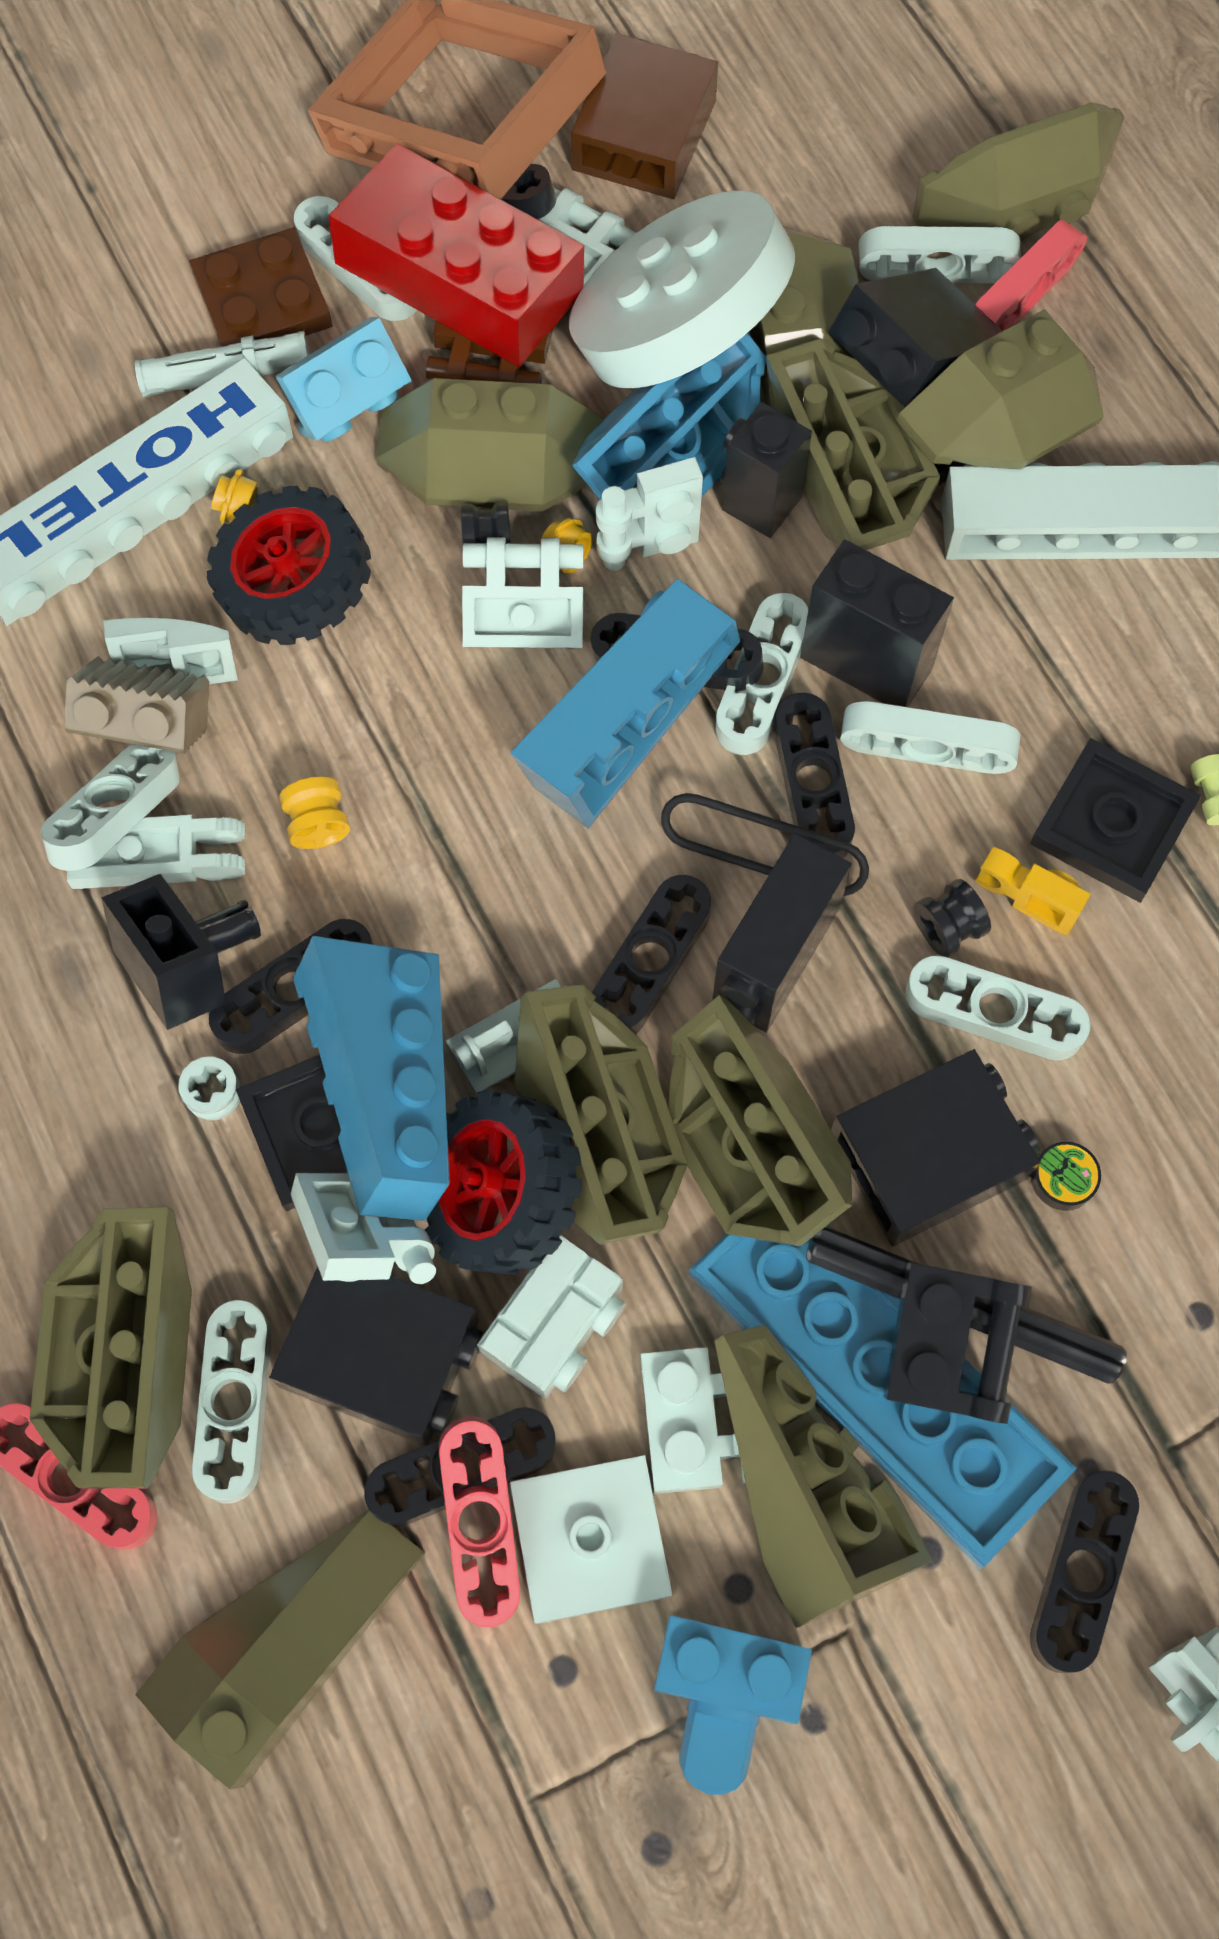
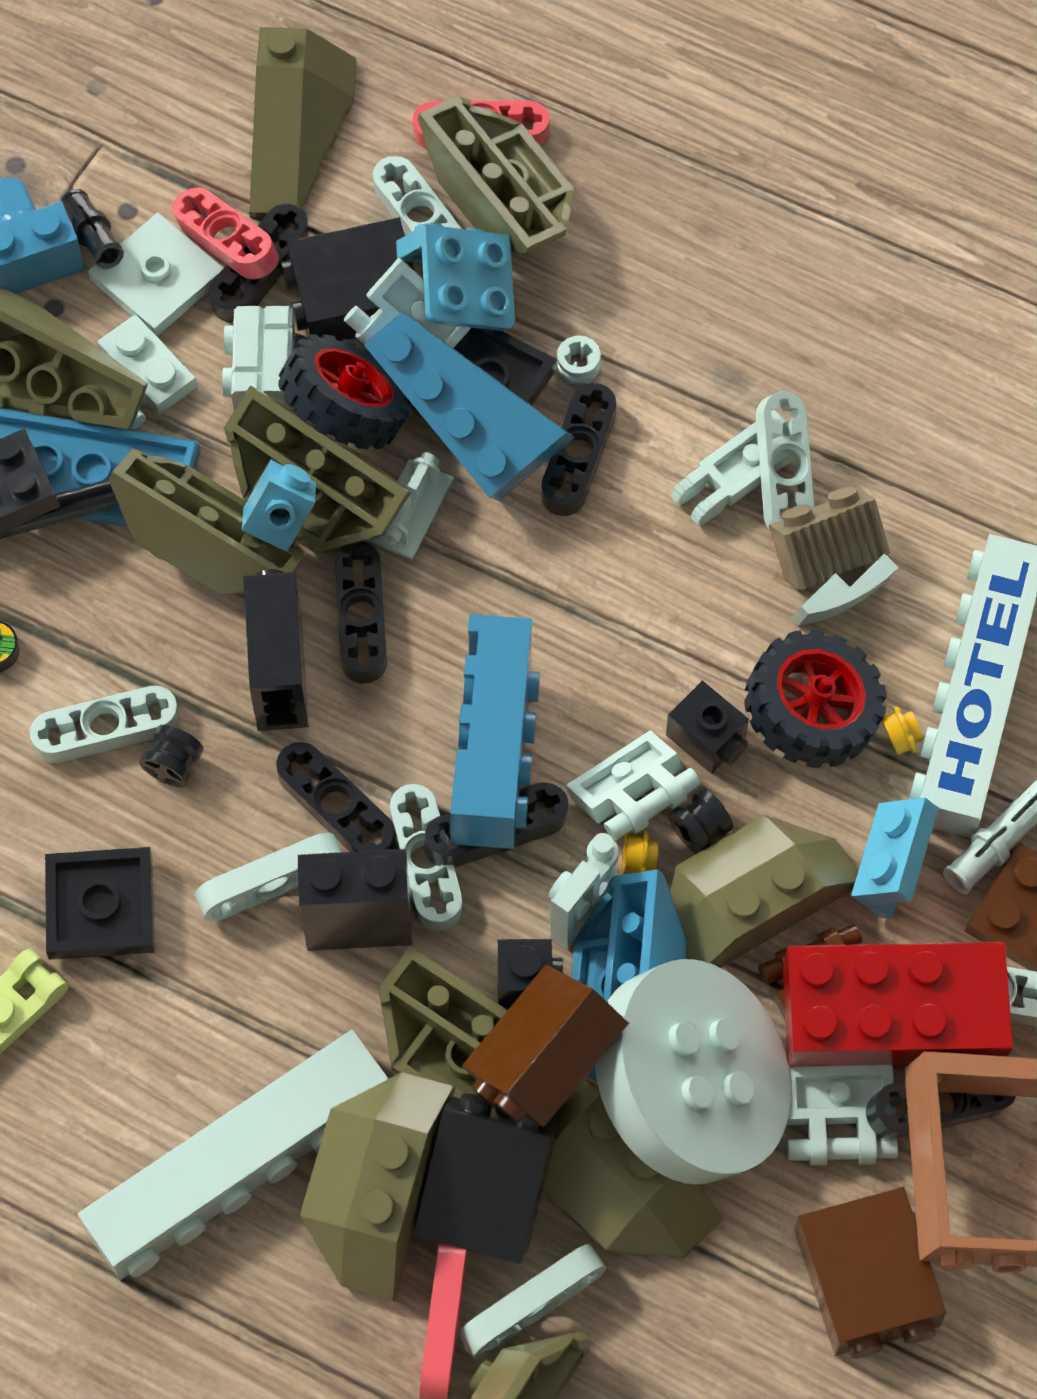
camera: 145 degrees right, 5 degrees down
(172, 953) = (663, 400): black brick -> none
(253, 1235) = (463, 275): none -> medium azure bracket
(314, 812) = (653, 552): yellow wheel -> none
(408, 611) = (708, 728): none -> black brick
(626, 1694) = (101, 242): none -> black pin
(671, 1079) = (279, 504): none -> medium azure brick
(761, 819) = (415, 706): black piece -> none
(814, 331) = (543, 1047): none -> reddish brown brick
(936, 1146) = (88, 601): black brick -> none
(1039, 893) = (118, 811): yellow plate -> none

